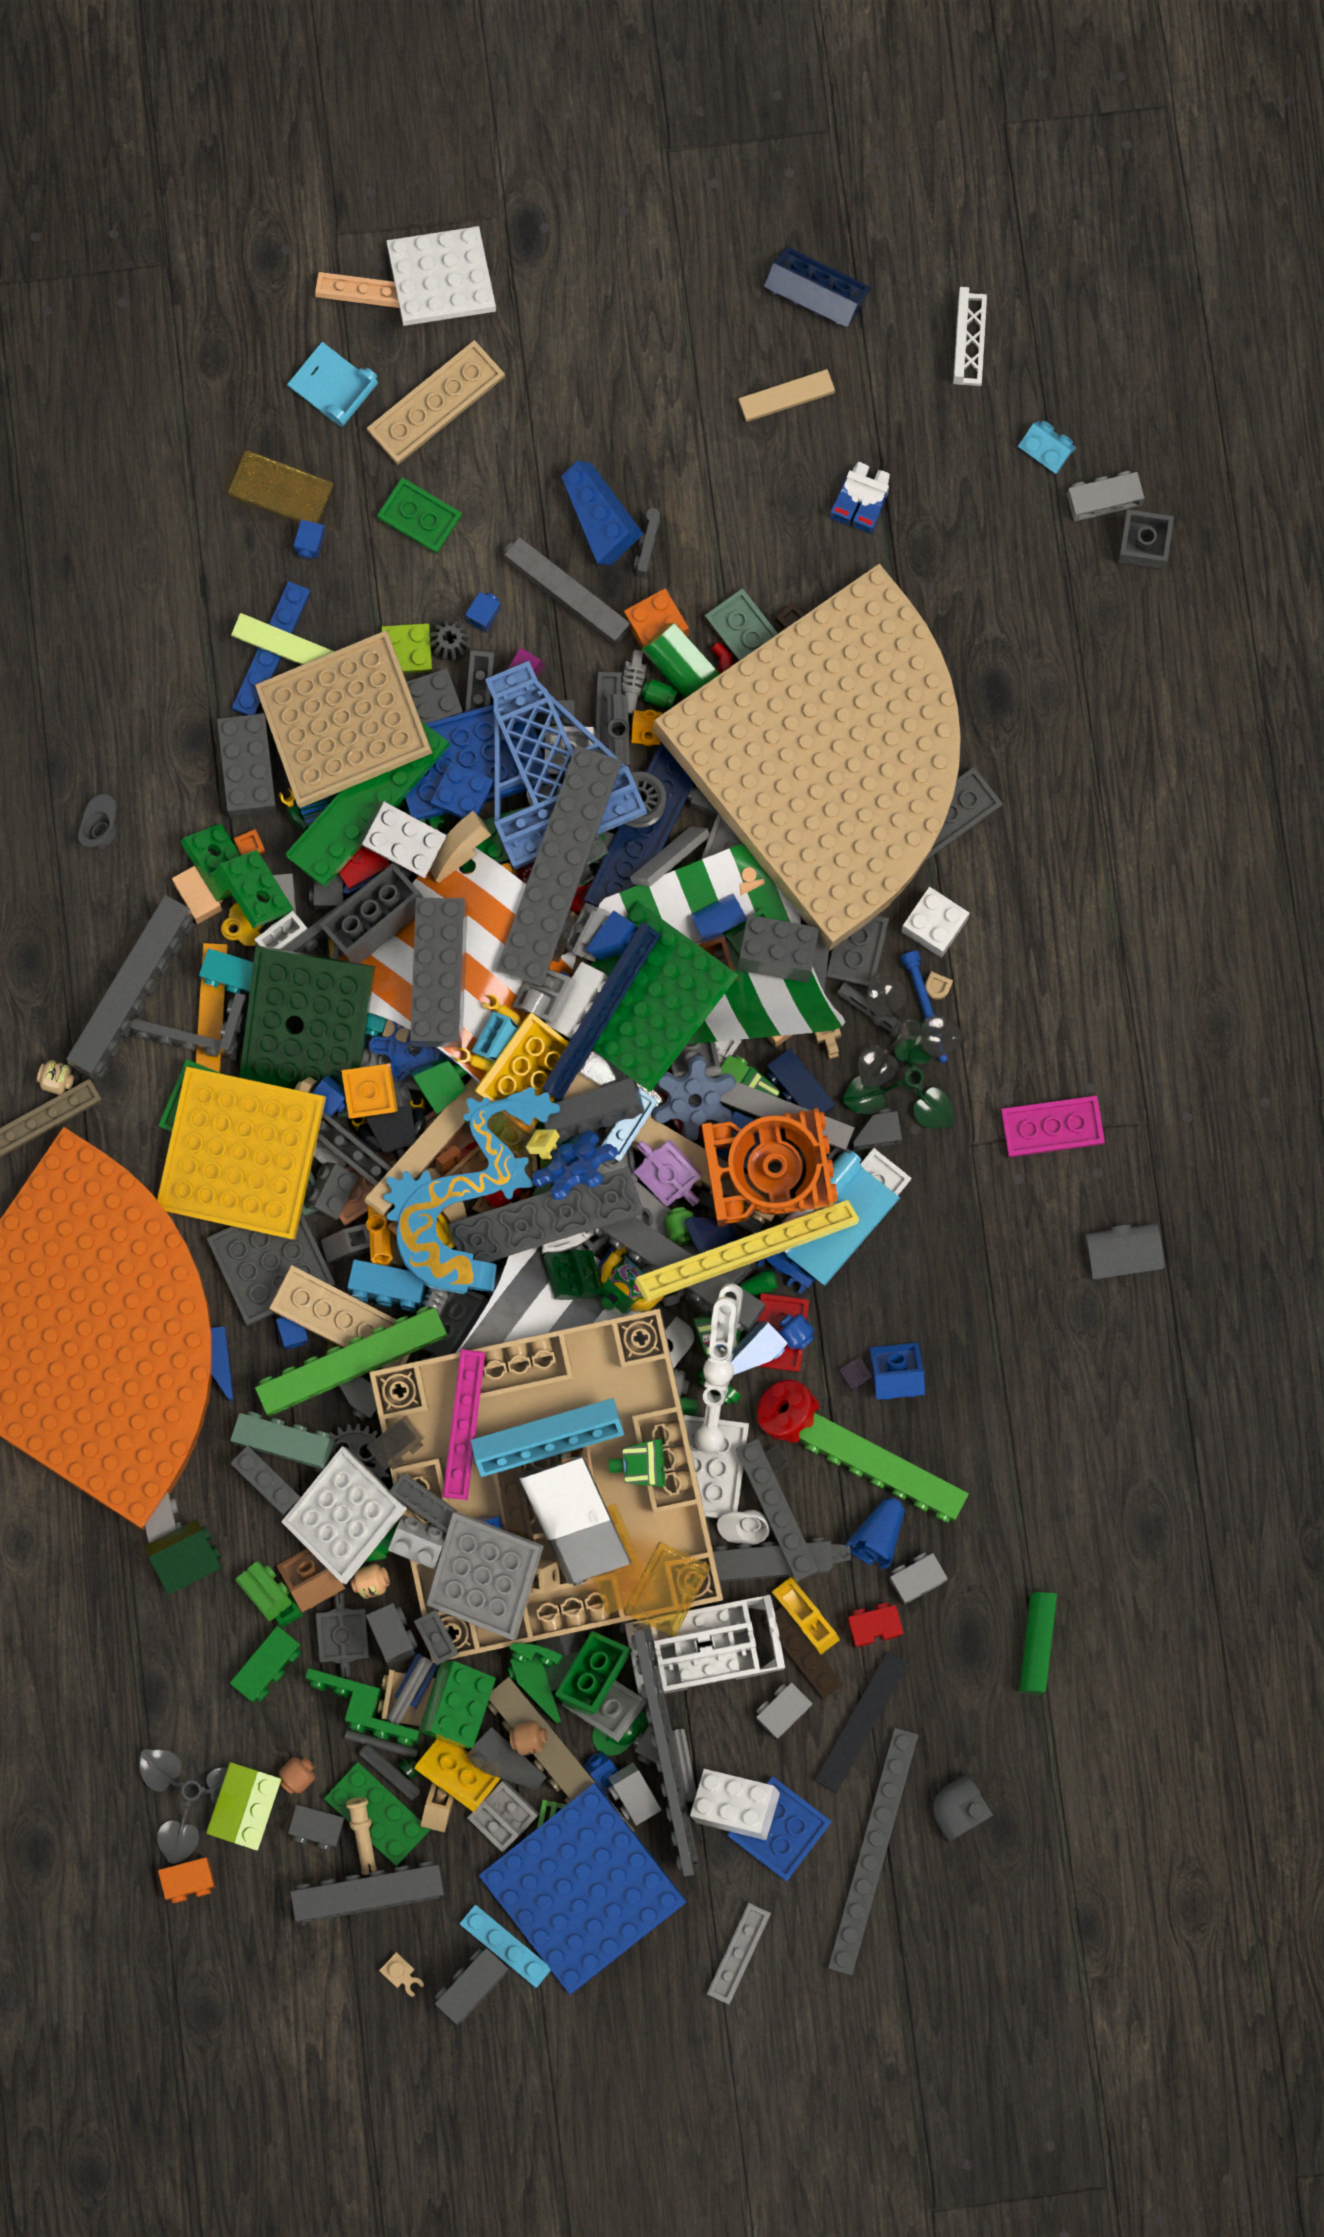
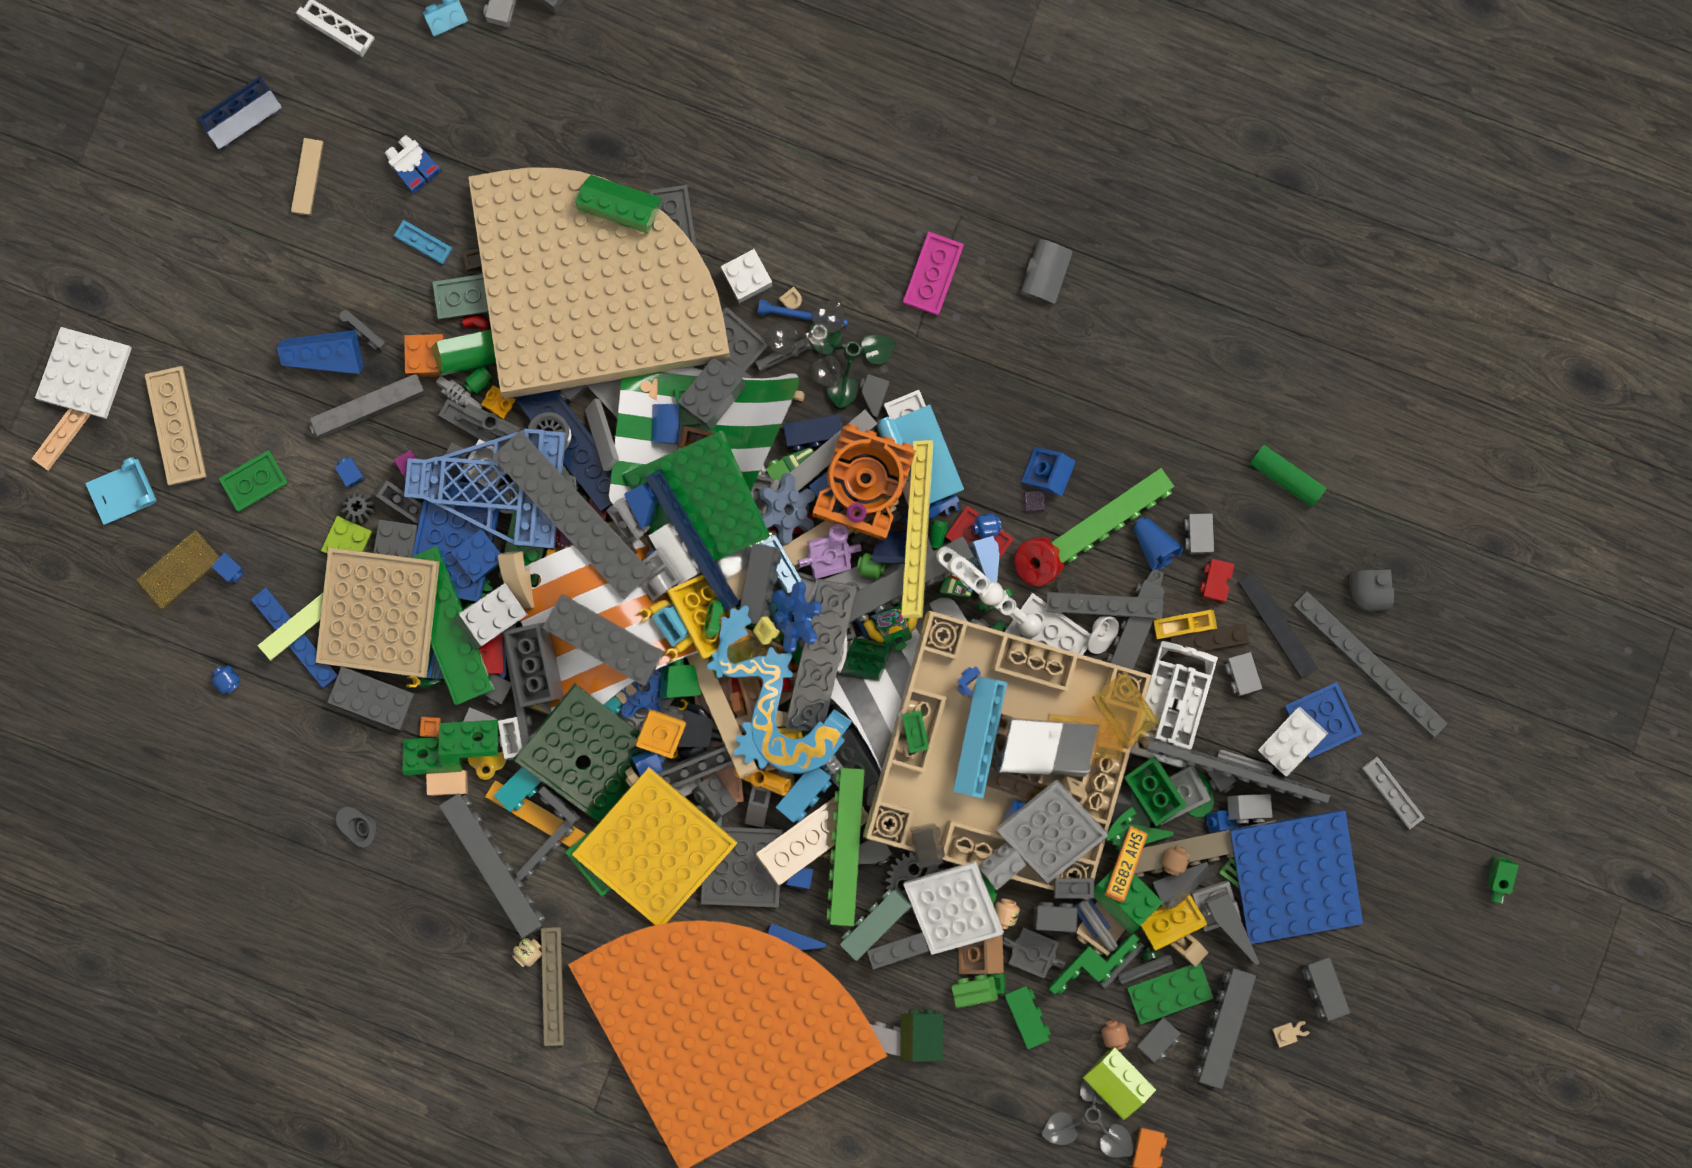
camera: 65 degrees left, 5 degrees up
(186, 600) = (225, 679): none -> blue head
(360, 1824) = (1174, 1008): tan pin -> none
(423, 1501) = (977, 847): dark grey plate -> none
(464, 1424) = (938, 790): dark pink tile -> none
(493, 1682) = (1126, 864): none -> tile
(494, 1831) = (1225, 914): none -> dark grey slope
(505, 1946) = (1306, 950): medium azure plate -> none
(515, 1080) = (713, 614): none -> green plate
(515, 1361) = (915, 731): none -> green plate
(607, 1389) = (968, 676): none -> blue bracket
(641, 1463) = (1031, 681): torso -> none
(695, 1168) = (838, 533): none -> lavender tile
(714, 2125) = (1504, 870): none -> green torso
(727, 1163) = (861, 508): none -> magenta plate
(782, 556) = (423, 242): none -> dark azure tile
(936, 736) = (618, 203): none -> green slope

